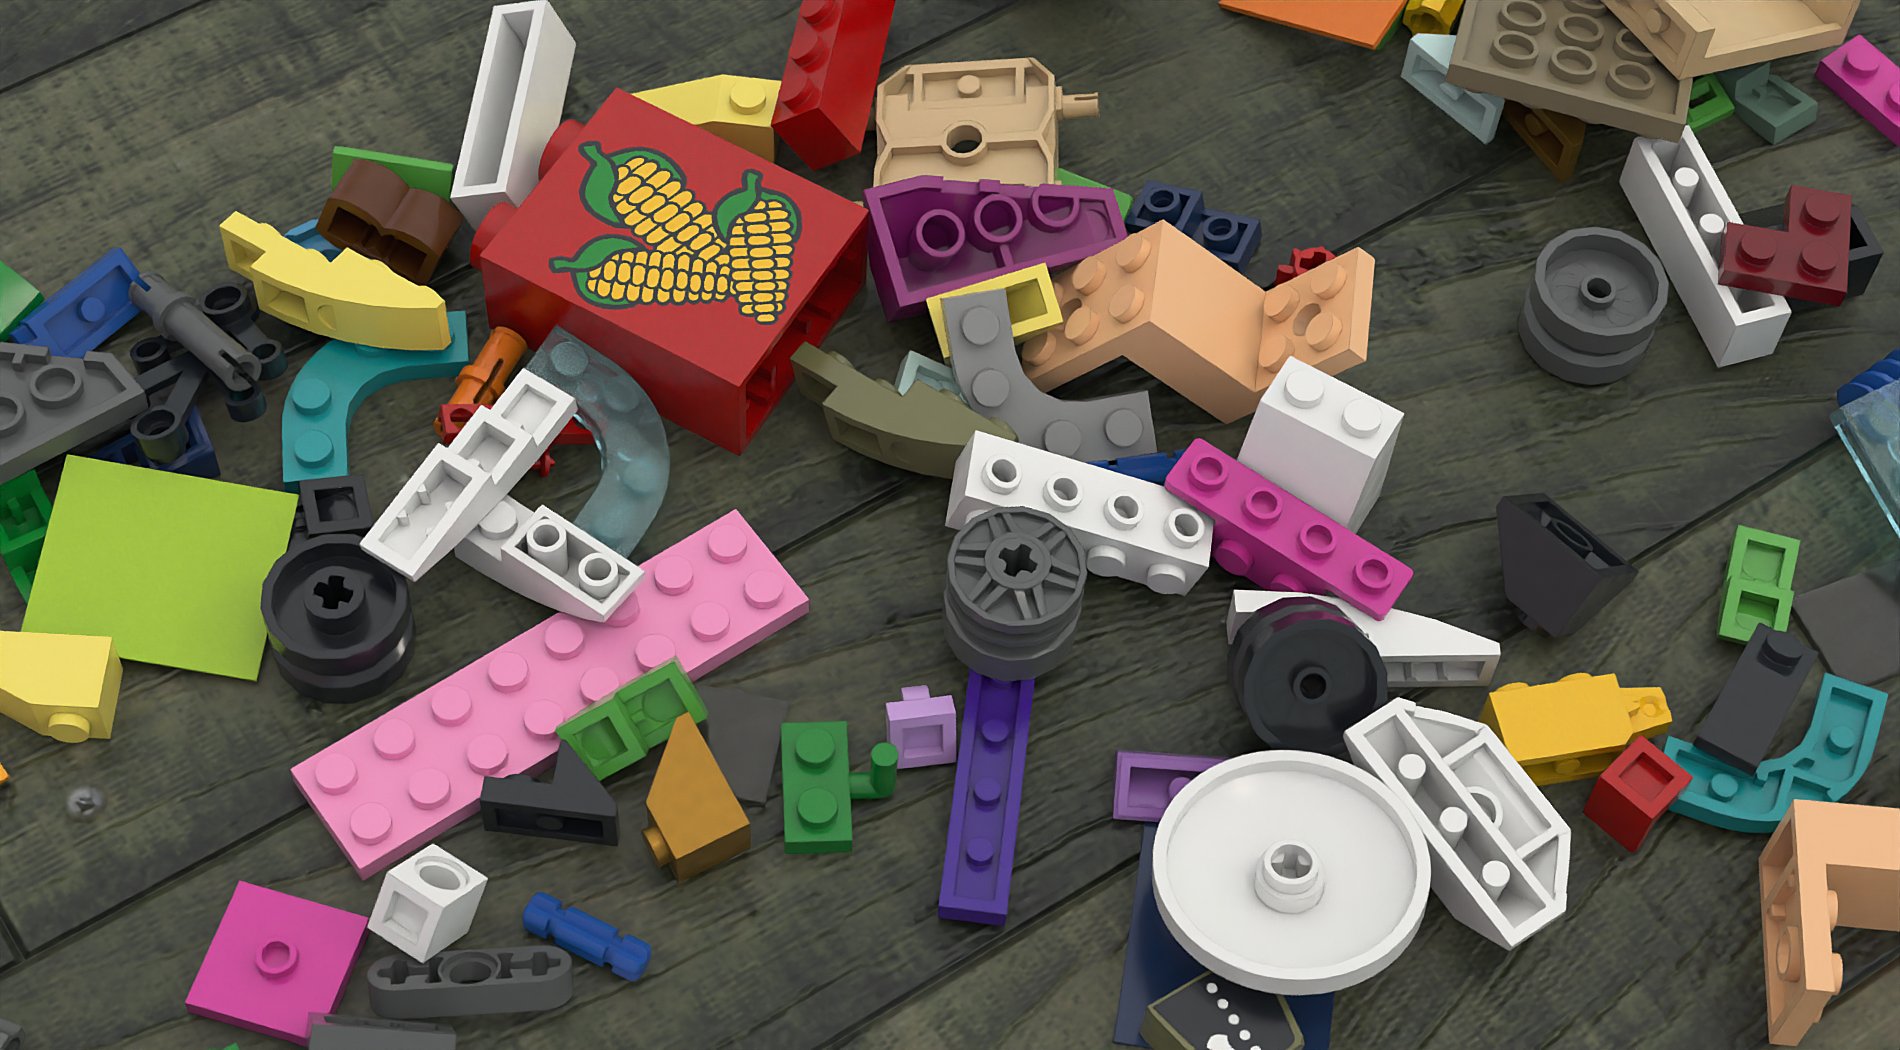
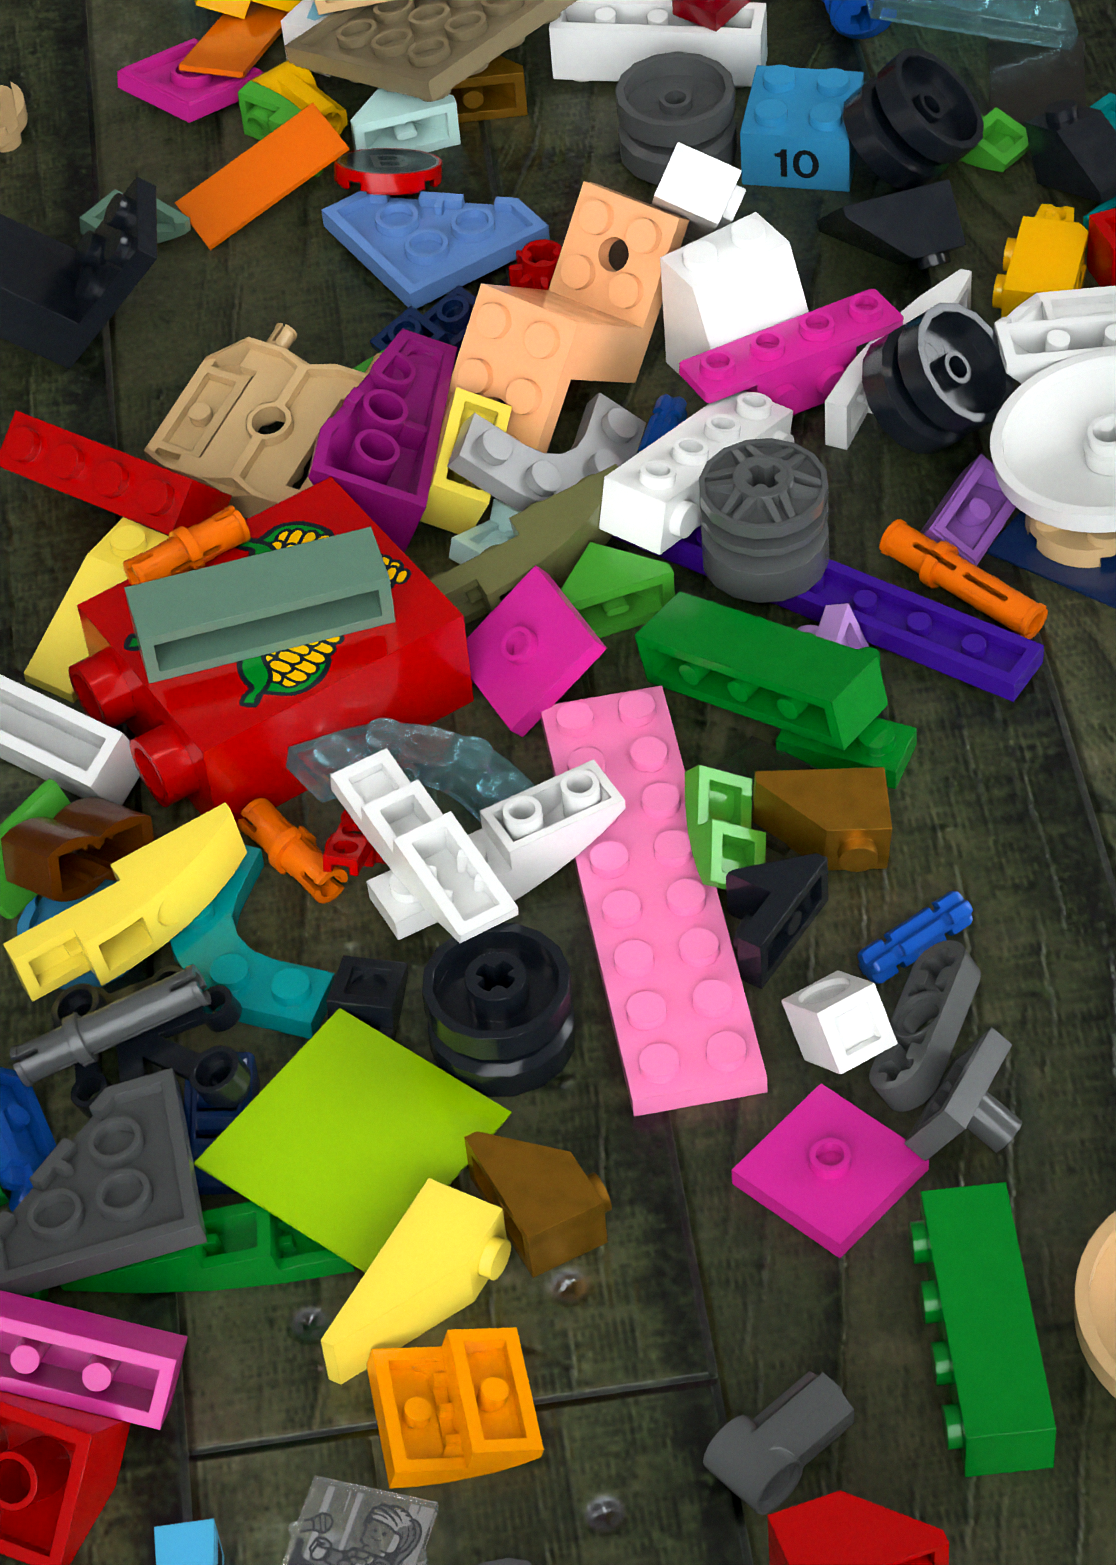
camera: 55 degrees left, 10 degrees down
(142, 736) = (545, 1198): none -> pearl gold slope
(654, 219) = (260, 604): none -> sand green brick
(704, 137) = (189, 547): none -> orange pin
(786, 470) = (531, 651): none -> dark pink plate
(840, 673) = (762, 670): none -> green brick
(897, 505) = (618, 588): none -> bright green slope
(1083, 786) = (943, 567): none -> orange pin
(1316, 172) = (431, 241): none -> medium blue plate
(1383, 96) = (388, 170): none -> tile
(1420, 354) = (699, 190): none -> white brick
(1655, 424) = (797, 128): none -> dark azure brick
(1694, 515) = (913, 119): none -> black wheel

